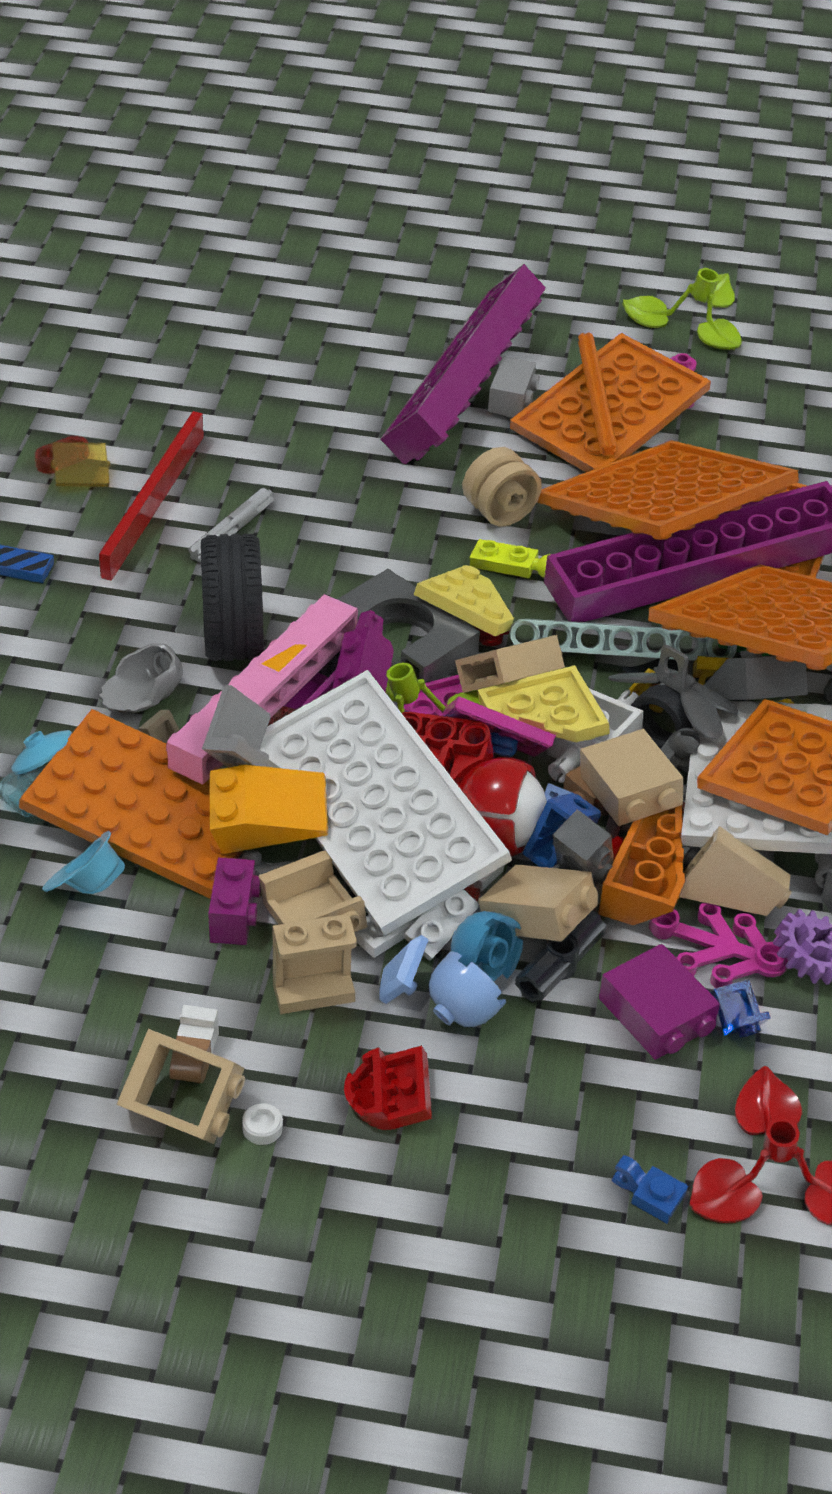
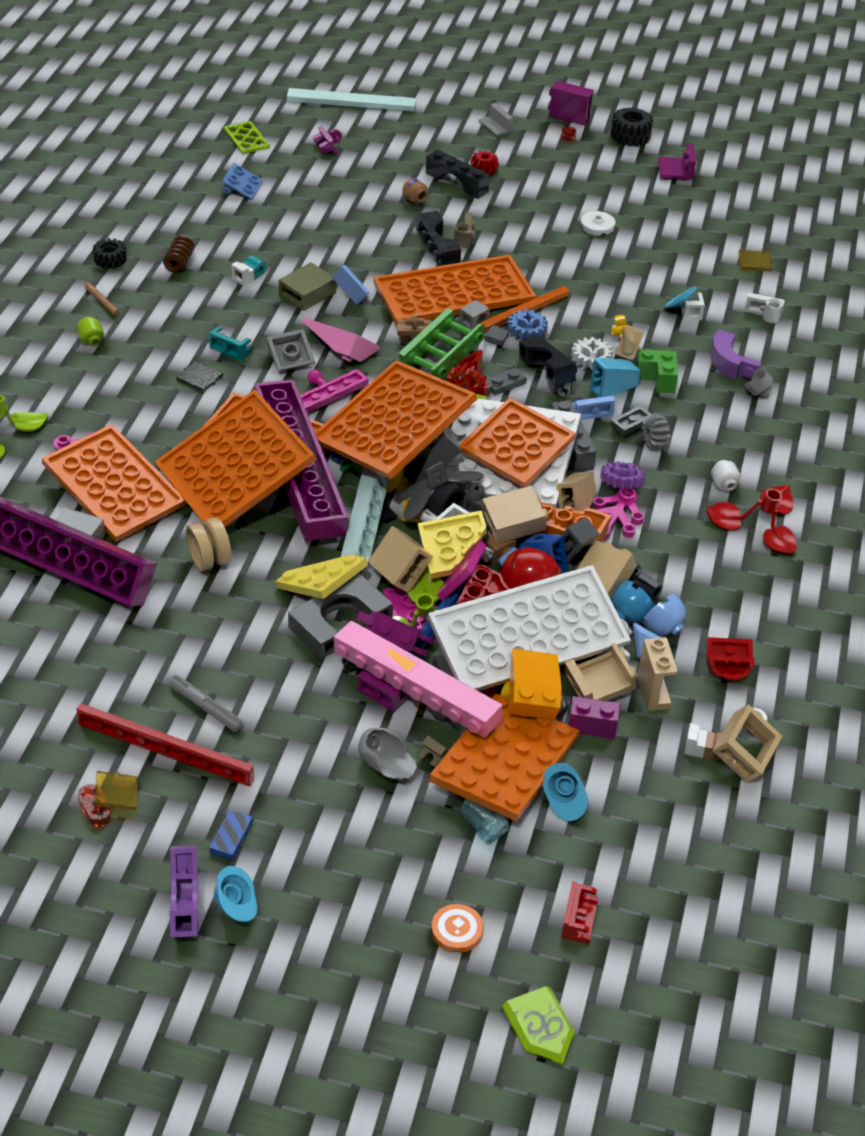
camera: 85 degrees left, 0 degrees up
(39, 750) = (467, 812): medium azure dish -> none
(232, 597) = (333, 662): black tyre -> none
(237, 731) = (495, 689): light grey bracket -> none
(507, 559) = (269, 557): neon yellow plate -> none
(597, 394) = (107, 481): orange axle -> none
(653, 1192) = (783, 564): blue plate -> none
(659, 1001) = (662, 542): magenta brick -> none
(739, 1009) = (667, 514): clear blue bracket -> none

